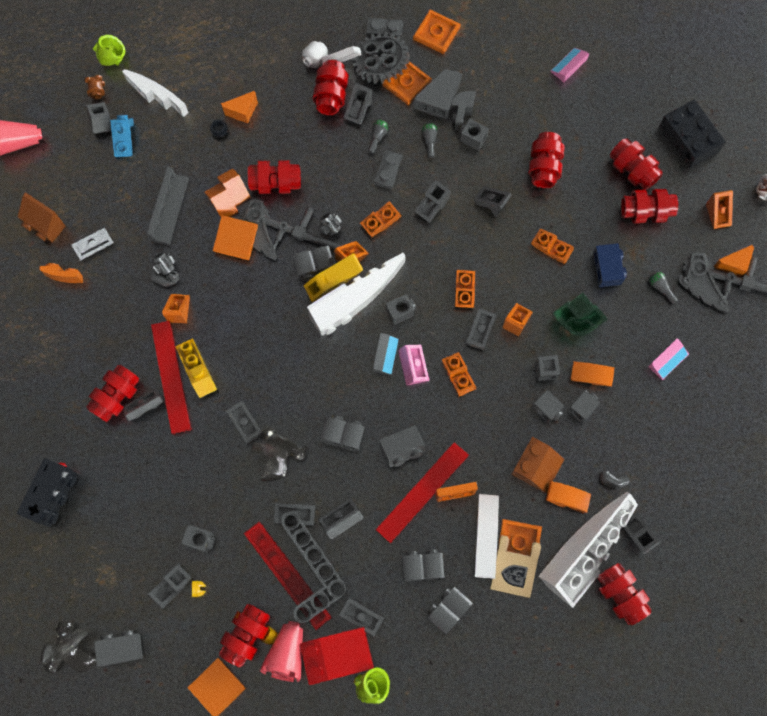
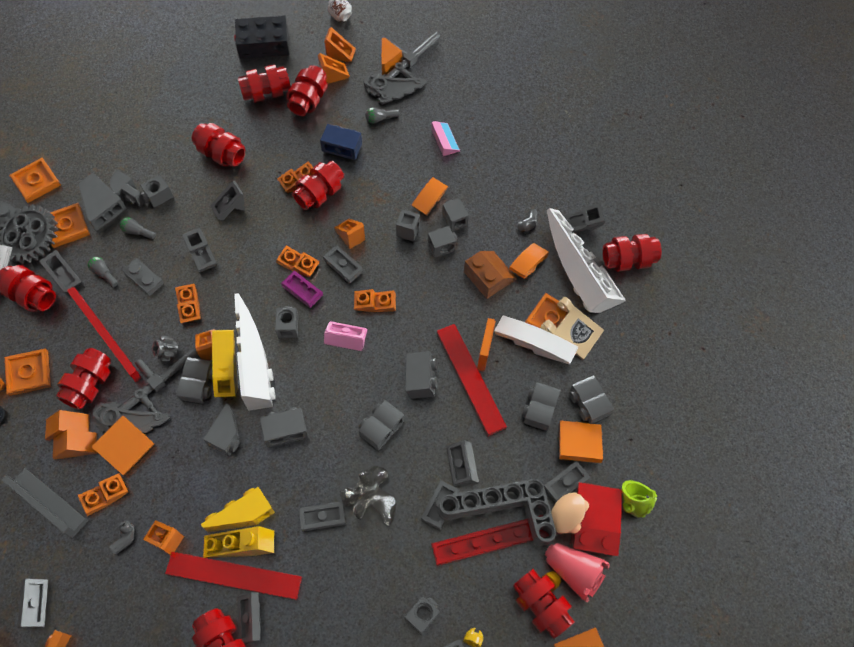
camera: 70 degrees left, 10 degrees down
(163, 263) = (105, 531): dark grey gear -> none
(191, 245) = (103, 495): none -> orange slope
(225, 362) = (244, 512): none -> yellow slope
(264, 131) = (27, 372): none -> orange tile
(280, 309) = (224, 432): none -> dark grey slope
(305, 354) = (283, 426): none -> dark grey brick
(320, 170) = (104, 334): none -> red tile
(328, 627) = (569, 513): none -> light nougat dish
(385, 354) = (322, 355): slope -> none
(404, 615) = (580, 442): none -> orange tile
(439, 306) = (302, 289): none -> magenta plate
(556, 270) = (313, 190): none -> red piece
(570, 64) = (141, 93): bright pink slope -> none
(580, 316) = (377, 180): clear green brick -> none
(691, 216) = (334, 69): none -> orange slope

